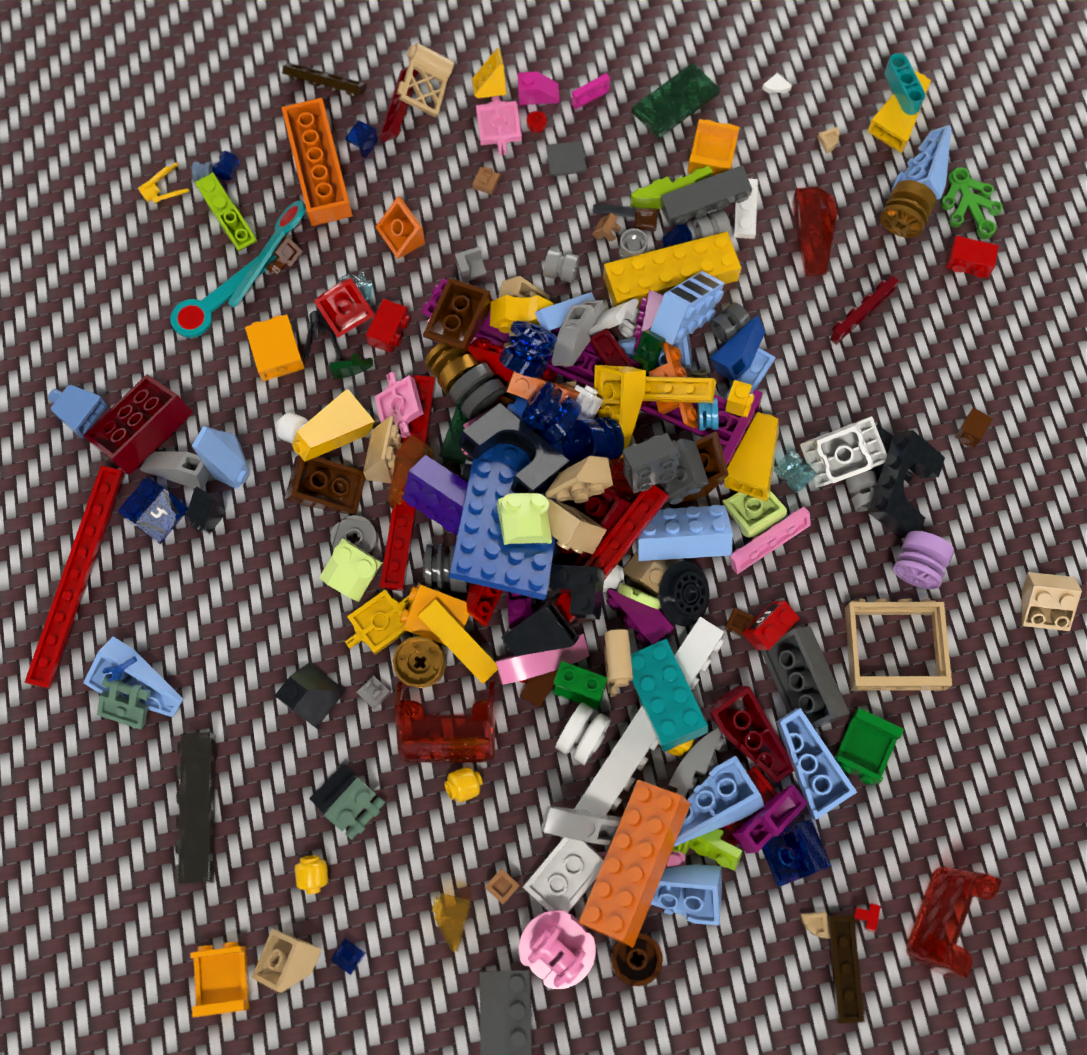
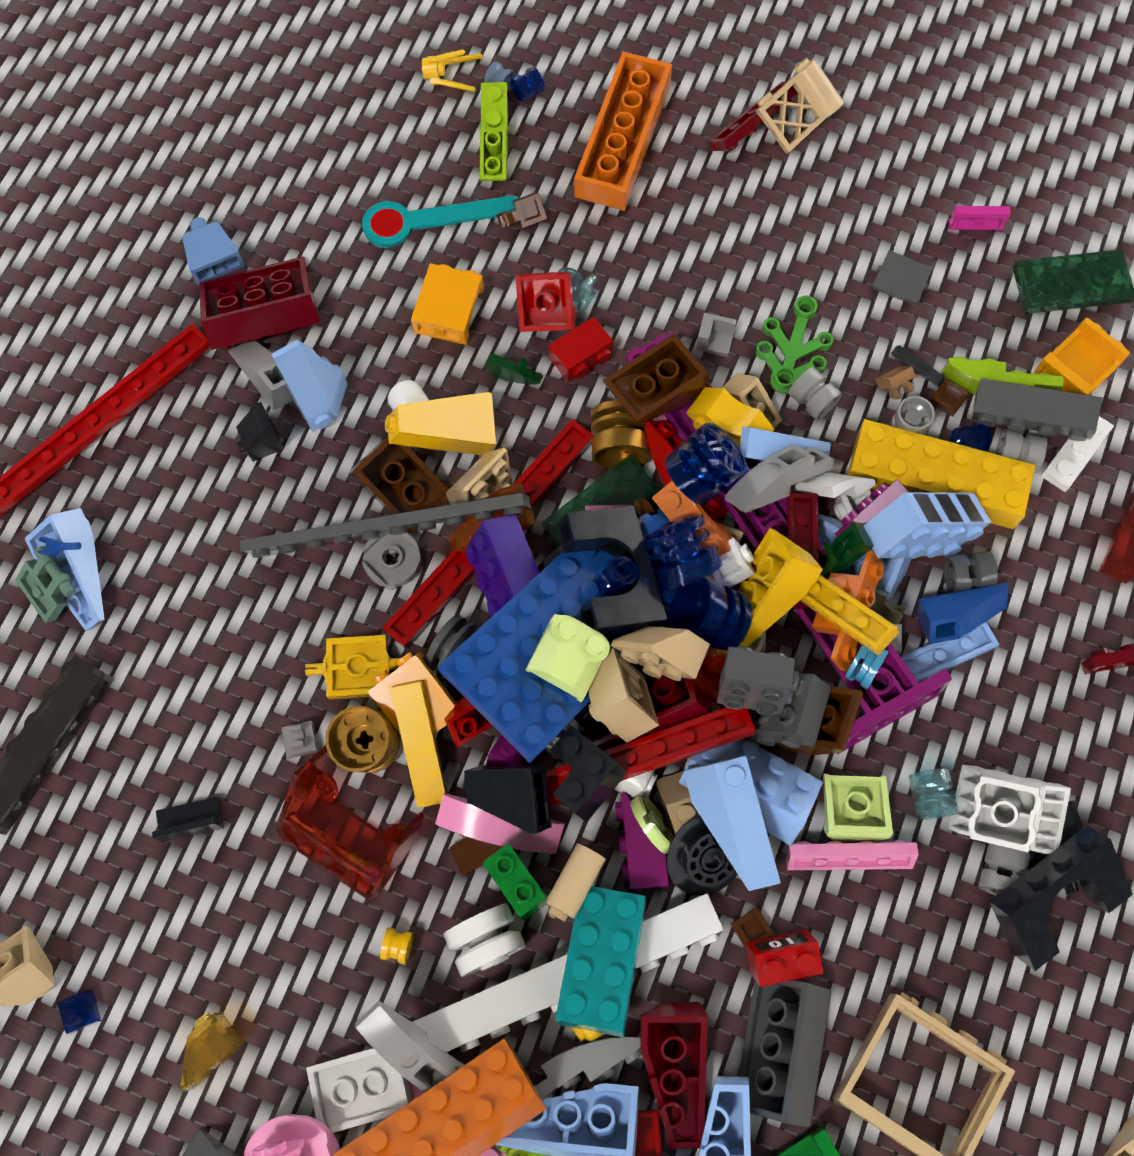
camera: 35 degrees right, 0 degrees up
(153, 510) = (210, 400): clear blue slope -> none
(284, 224) = (545, 179): teal piece -> none
(310, 694) = (233, 698): black slope -> none
(311, 874) = (101, 895): yellow head -> none
(317, 77) = (685, 42): dark brown plate -> none
(319, 325) = (509, 307): black plant -> none
(330, 524) = (396, 524): none -> dark grey plate
(350, 570) = (363, 590): yellowish green slope -> none
(350, 805) = (189, 847): sand green plate -> none
(363, 136) = (690, 132): clear blue panel -> none
(400, 229) = (664, 253): orange slope -> none
(400, 401) = (535, 441): bright pink plate -> none
(463, 784) = (321, 906): yellow head -> none
(477, 390) = (623, 476): dark grey wheel -> none
(486, 180) = (795, 252): medium nougat tile -> none
(490, 78) = (873, 142): yellow slope -> none
(498, 123) = (851, 196): bright pink plate -> none
(502, 886) = (283, 1051): medium nougat tile -> none
(519, 453) = (618, 576): none -> clear blue wheel
(526, 245) = (793, 350): none -> bright green plant
(528, 776) = (396, 945): none -> yellow wheel
(536, 89) = (918, 182): dark pink slope -> none
(536, 121) = (895, 218): red tile -> none
(687, 555) = (730, 808): none -> light blue wedge
(740, 399) = (917, 670): yellow brick -> none
(754, 460) = (893, 750): yellow slope -> none
(923, 560) = (1023, 1003): lavender wheel -> none

